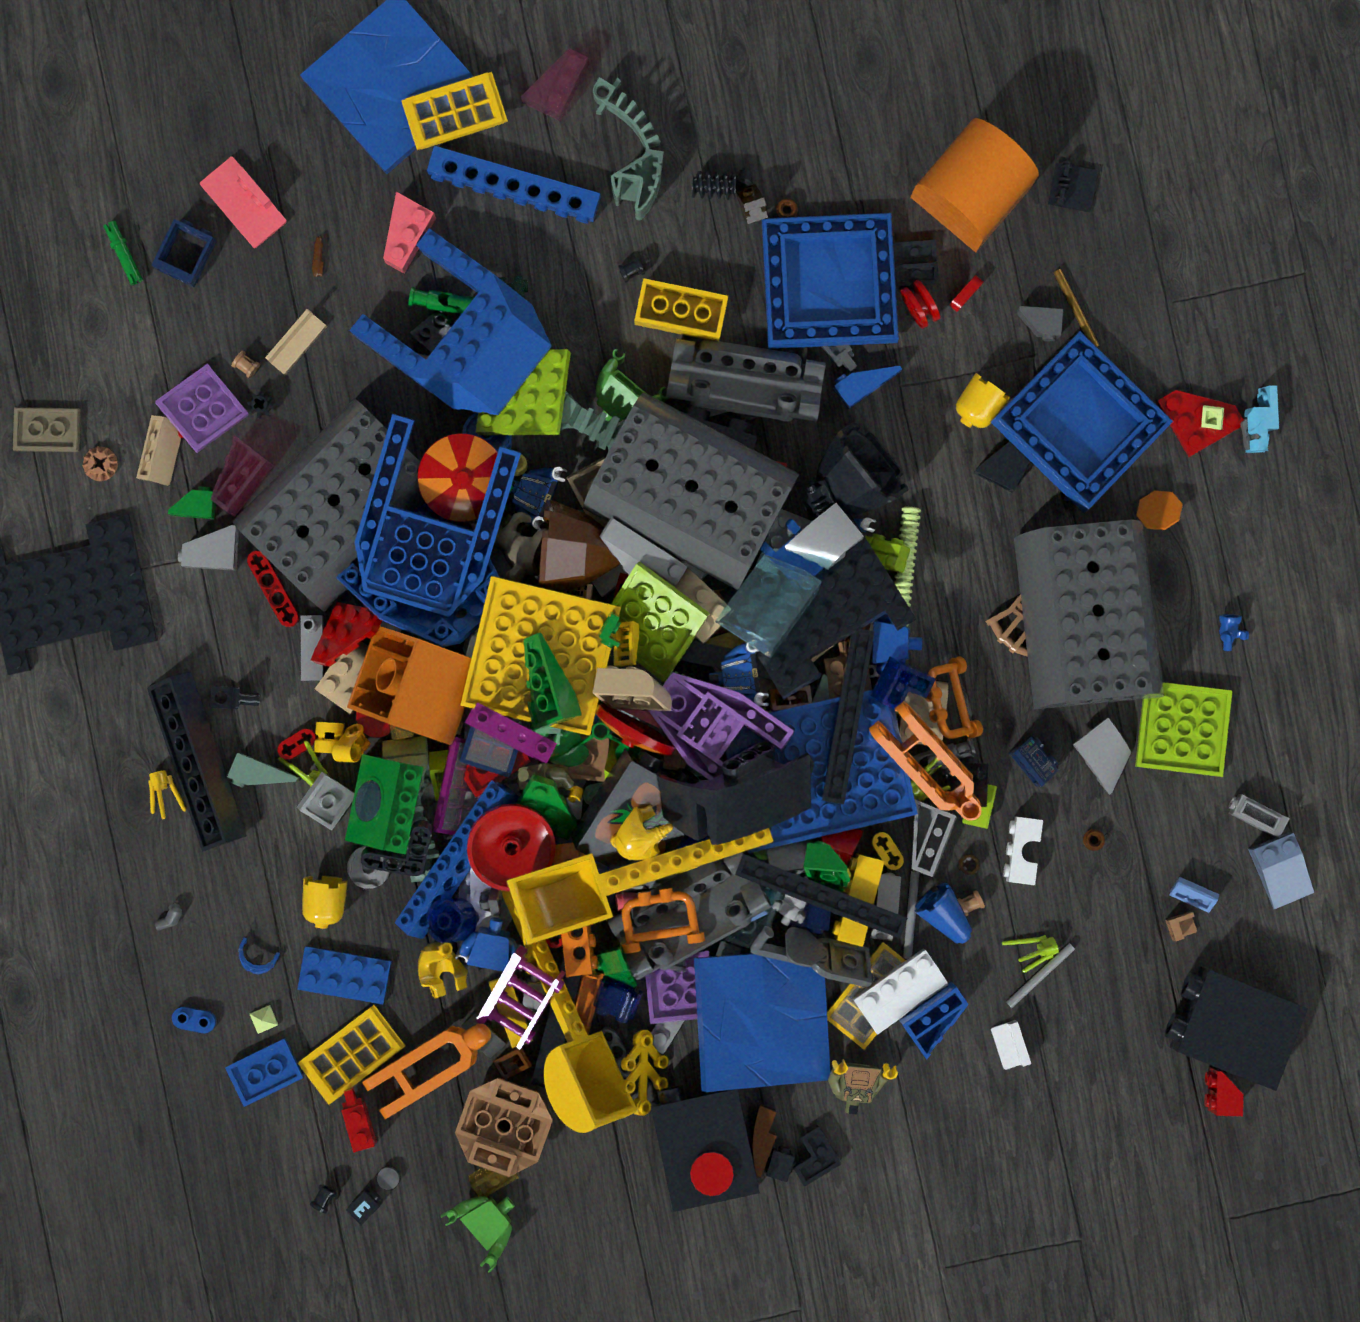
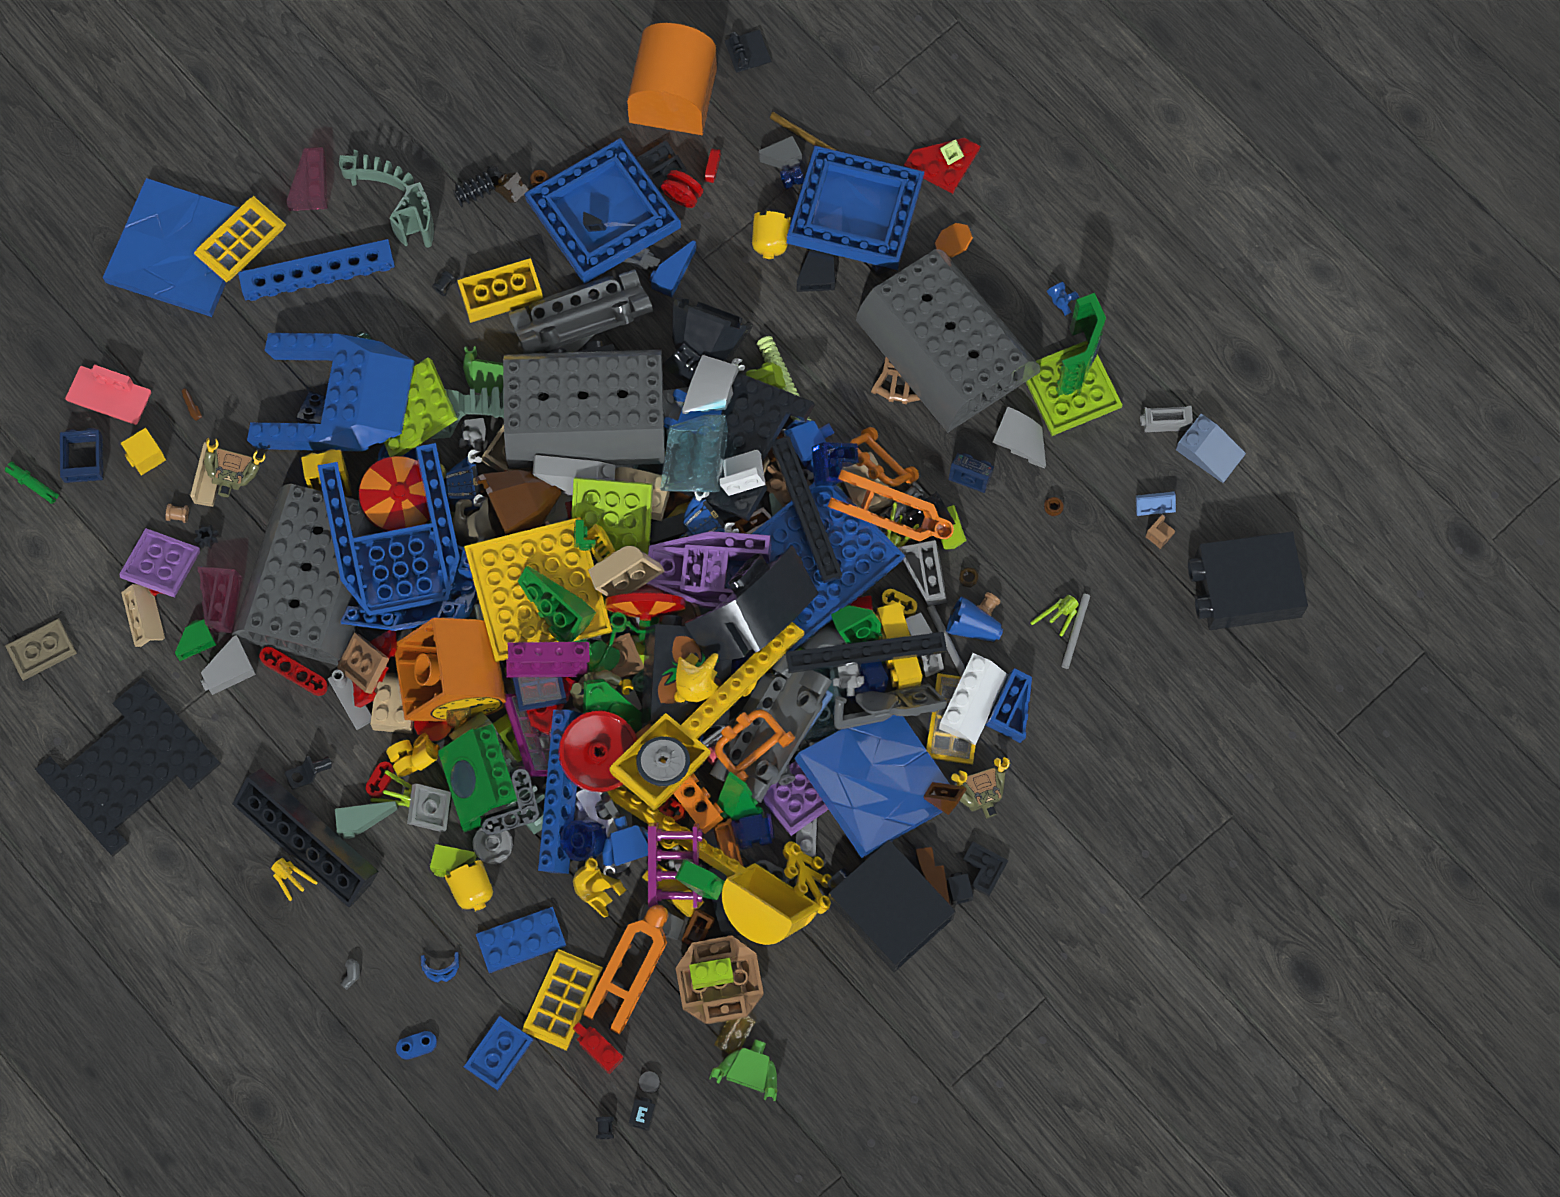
camera: 25 degrees left, 15 degrees down
(110, 464) = (102, 659): nougat gear -> none
(244, 283) = (142, 451): none -> yellow head
(264, 1019) = (474, 1012): yellowish green slope -> none
(318, 861) = (448, 859): none -> lime slope
(319, 349) = (230, 468): none -> torso
(336, 628) = (363, 663): none -> medium nougat plate
(406, 228) = (250, 343): coral wedge -> none
(412, 407) = (311, 474): none -> yellow brick
(432, 299) = (301, 385): green piece -> none
(498, 1119) = (711, 973): none -> lime brick
(534, 1031) = (700, 880): none -> green slope
(546, 912) = (661, 773): none -> light grey wheel
(574, 446) = (473, 433): none -> light grey piece
(711, 1173) = (908, 915): red tile -> none
(805, 650) = (742, 473): none -> white bracket
(809, 291) = (593, 223): none -> black slope
(816, 1073) = (944, 796): none -> reddish brown slope
(1010, 1045) = (1085, 695): white panel -> none
(1022, 831) = (1009, 558): white arch -> none
(1038, 351) = (792, 177): none -> clear blue wheel
(1222, 1095) = (1271, 635): red slope -> none
(1240, 696) = (1090, 320): none -> green panel
(1260, 421) = (990, 137): medium azure plate -> none

